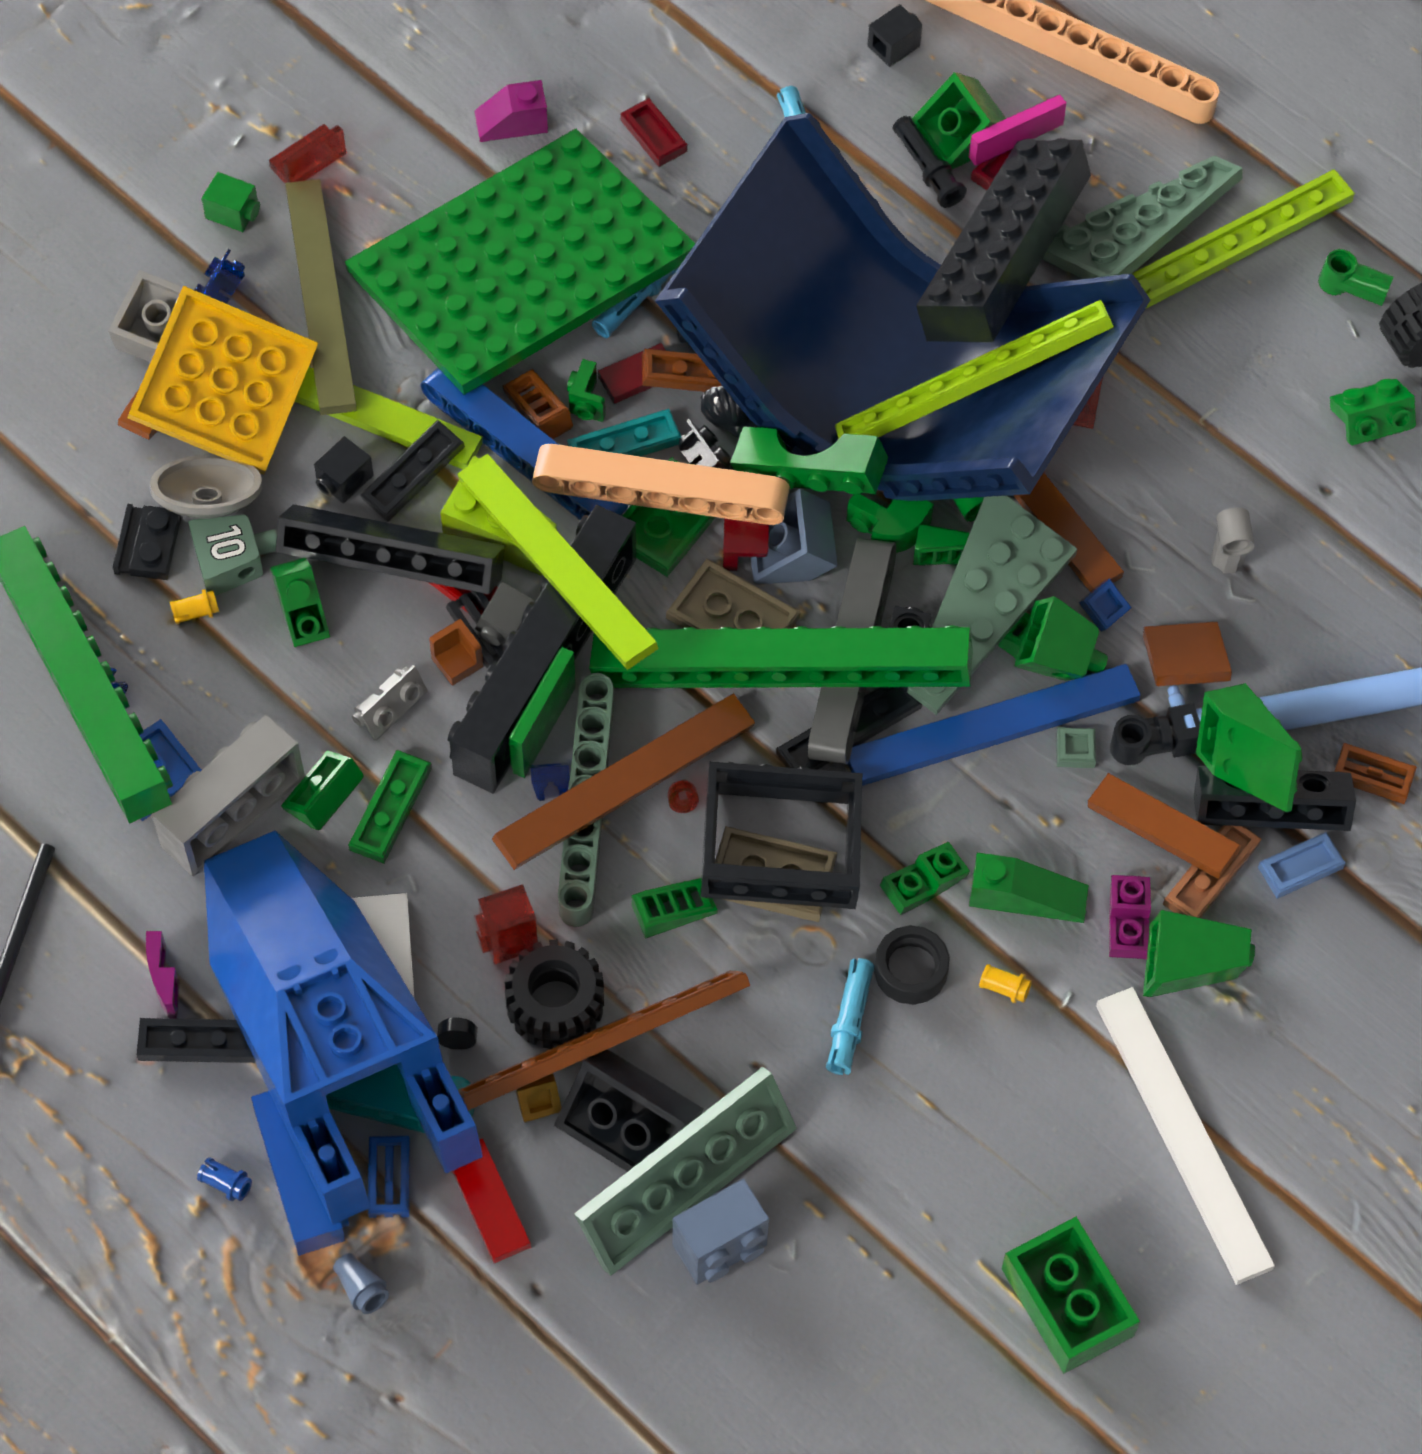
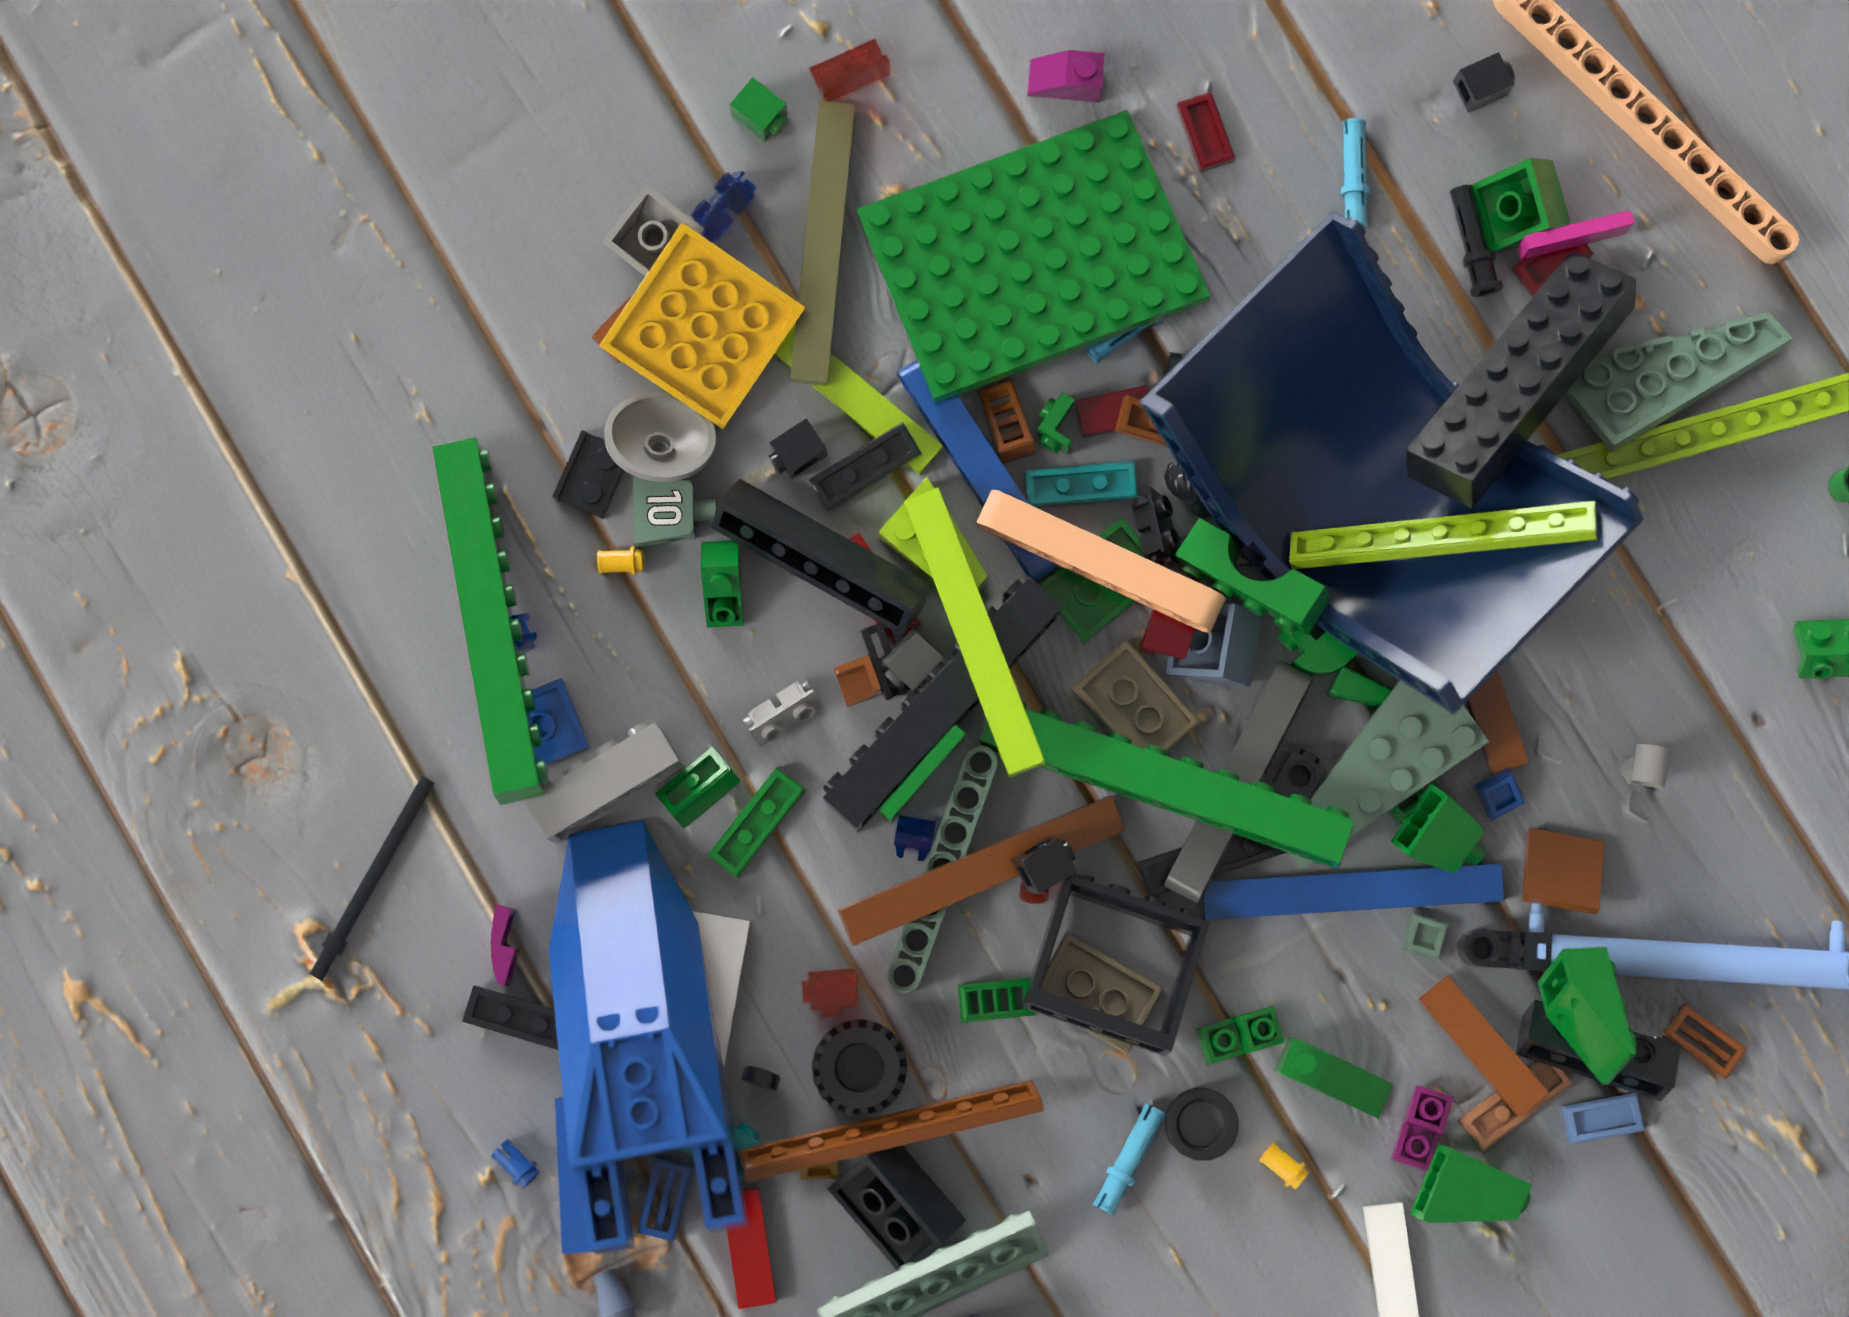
camera: 15 degrees right, 20 degrees up
(684, 756) = (1045, 864): none -> black brick

